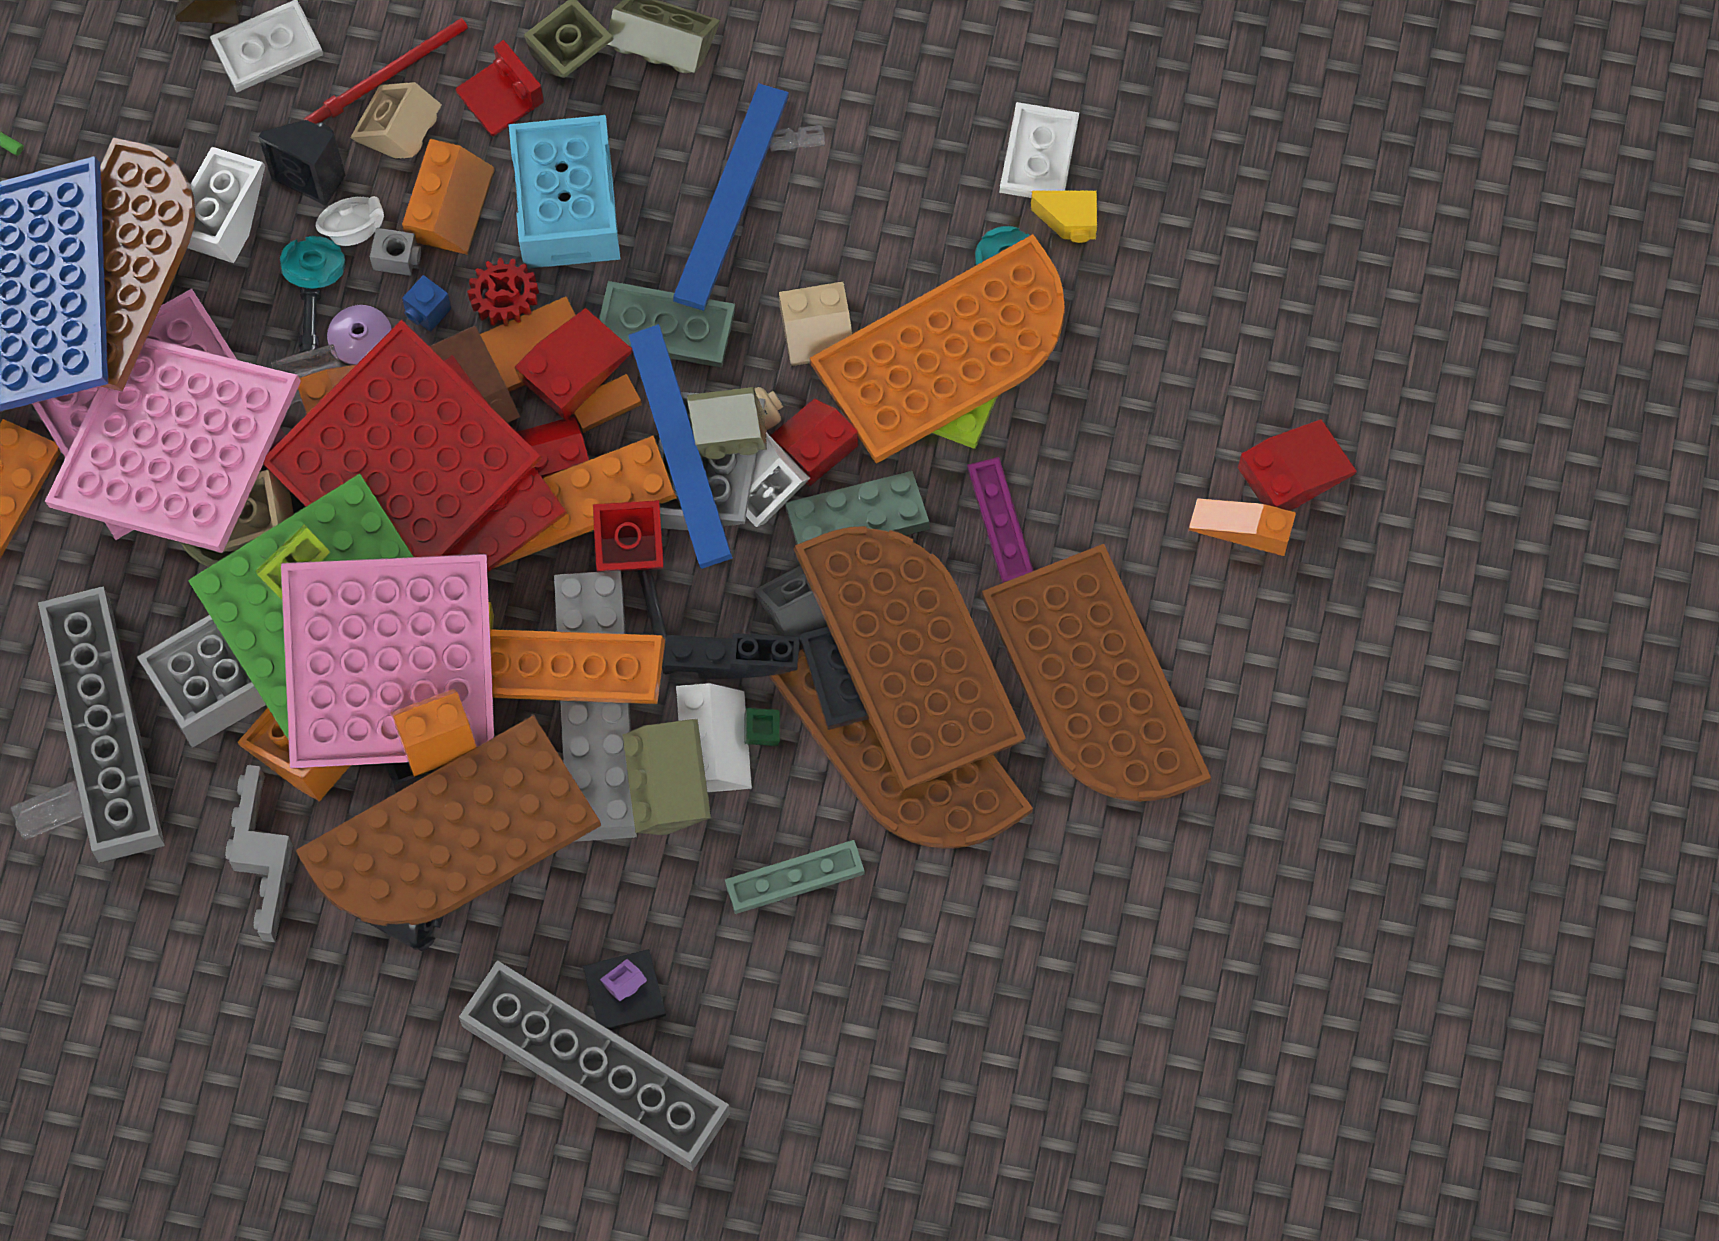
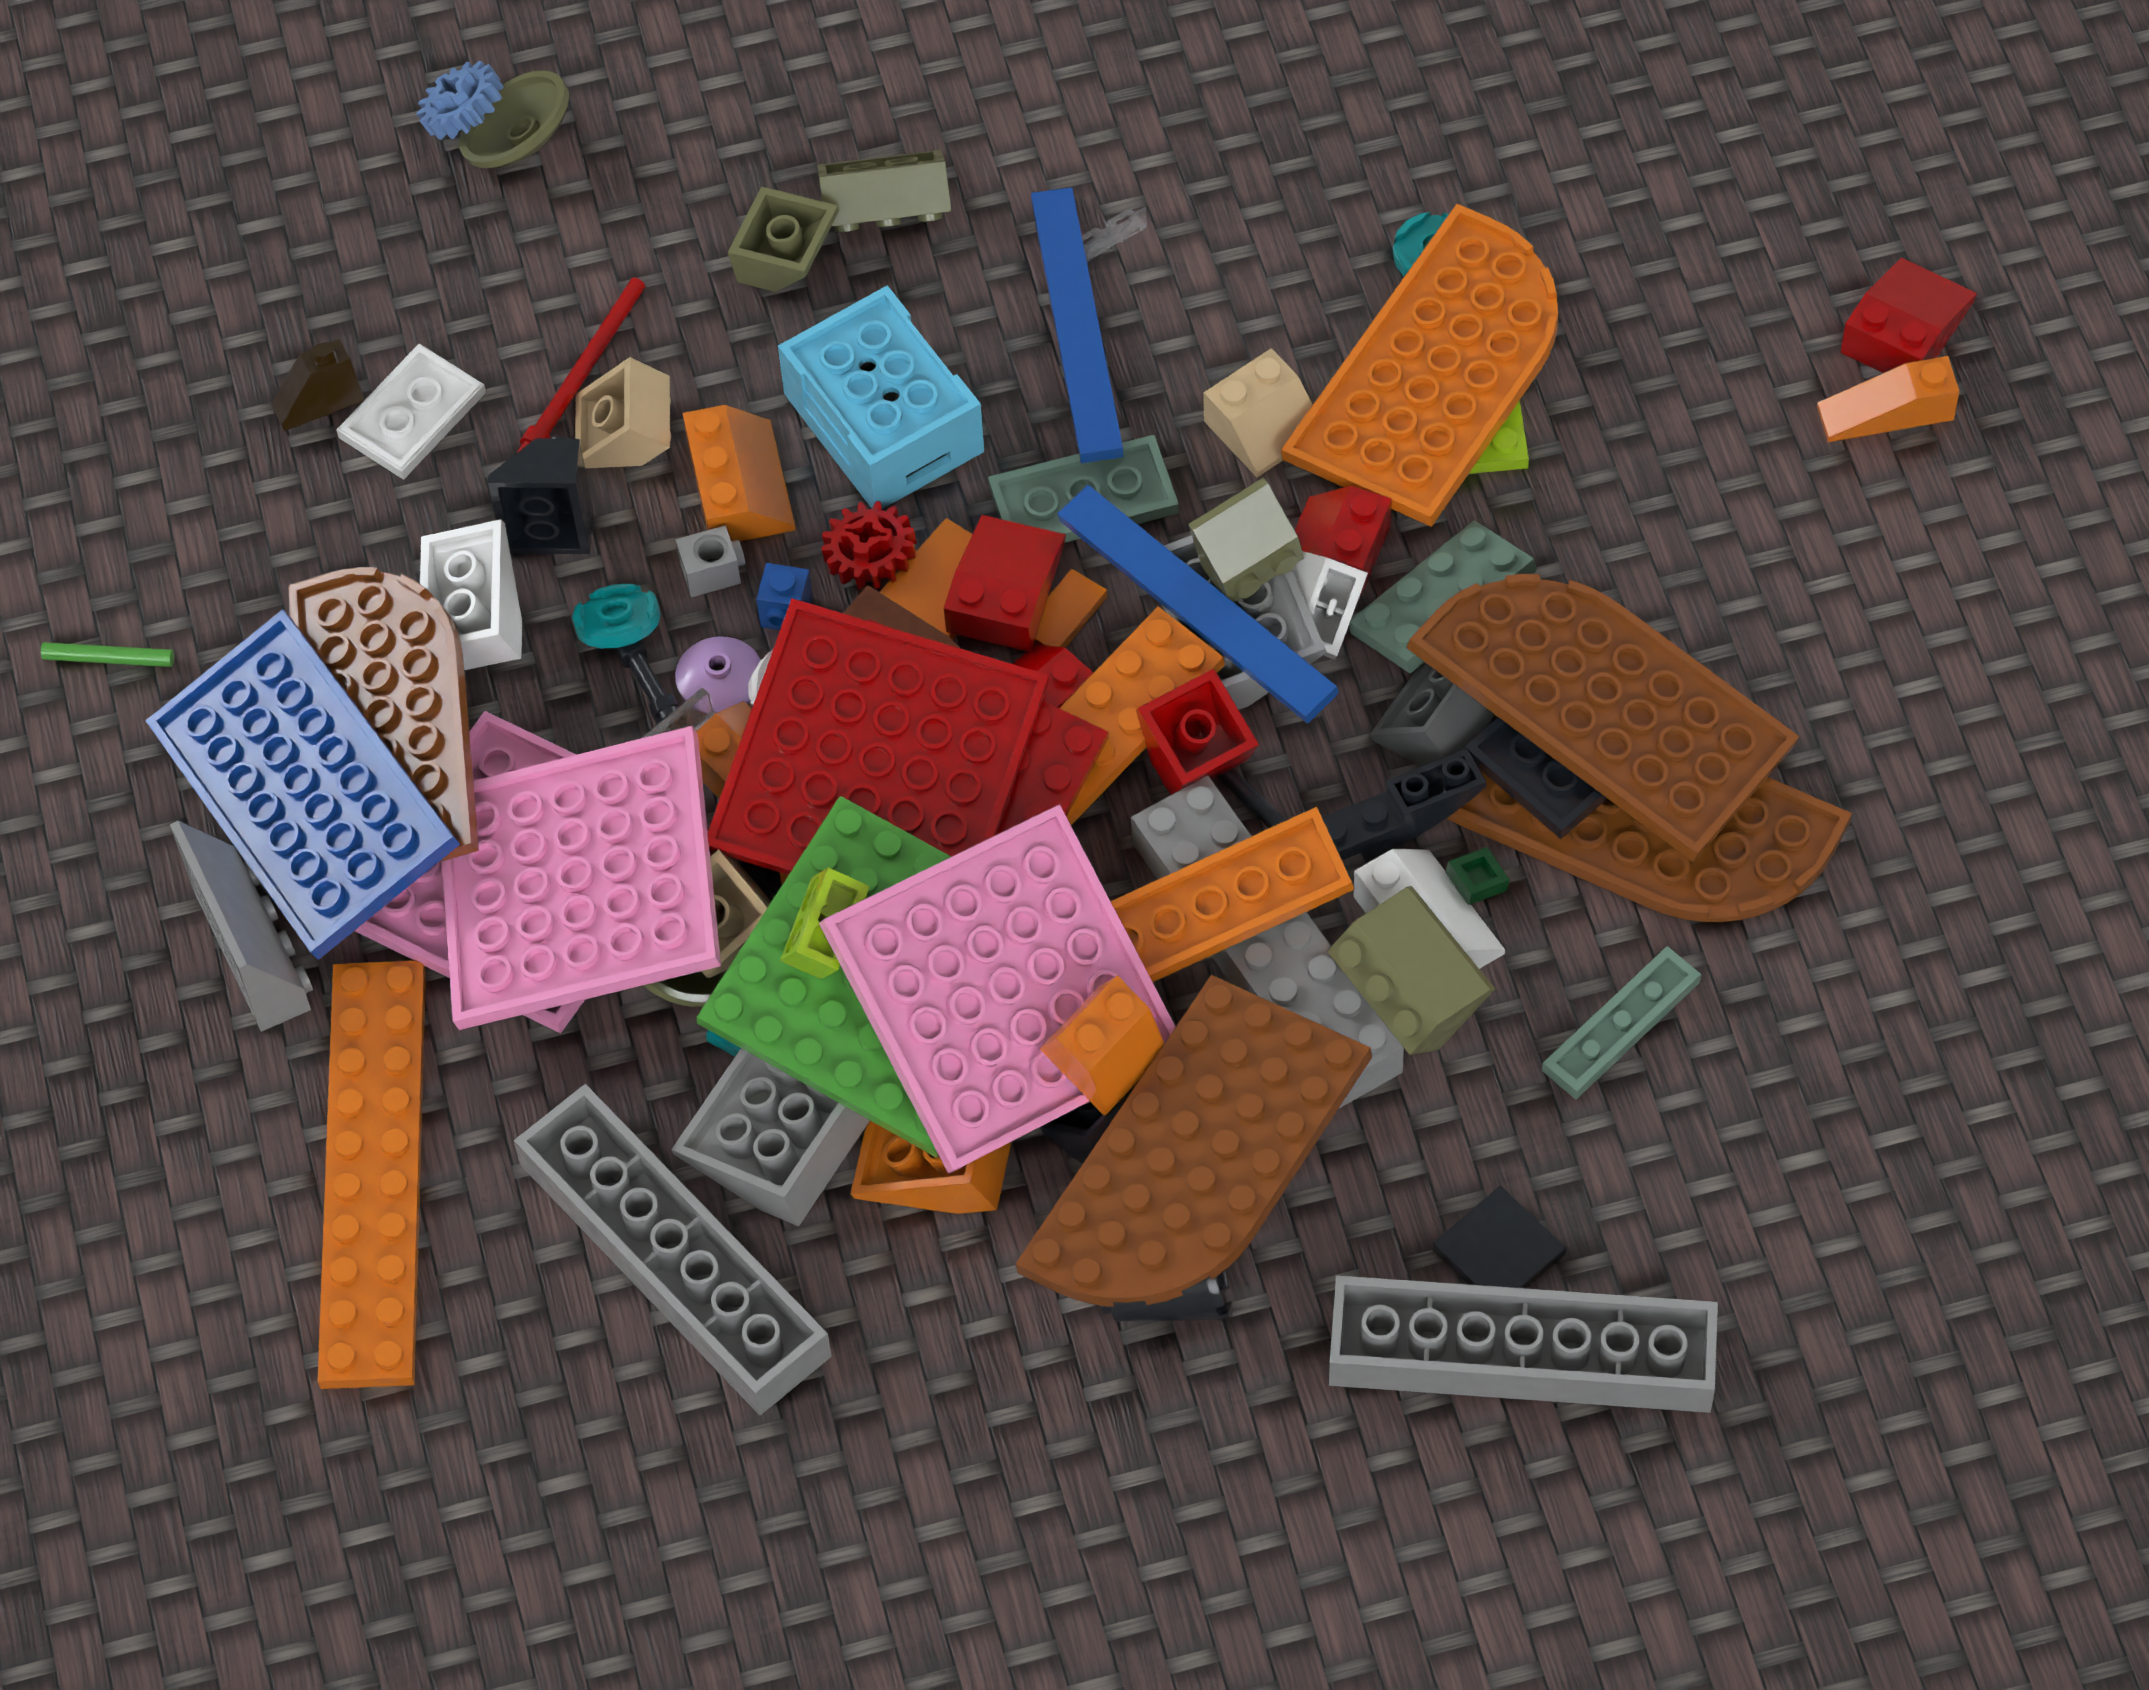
camera: 25 degrees left, 10 degrees down
(48, 810) = (661, 1385): clear panel -> none
(259, 853) = (958, 1305): light grey bracket -> none
(351, 220) = (638, 547): white piece -> none
(501, 91) = (732, 329): red bracket -> none
(623, 980) = (1497, 1229): medium lavender plate -> none
(999, 519) = (1610, 530): magenta tile -> none
(1038, 150) = (1401, 125): white tile -> none
(1068, 213) = (1477, 169): yellow slope -> none
(1095, 679) = (1831, 644): dark orange plate -> none

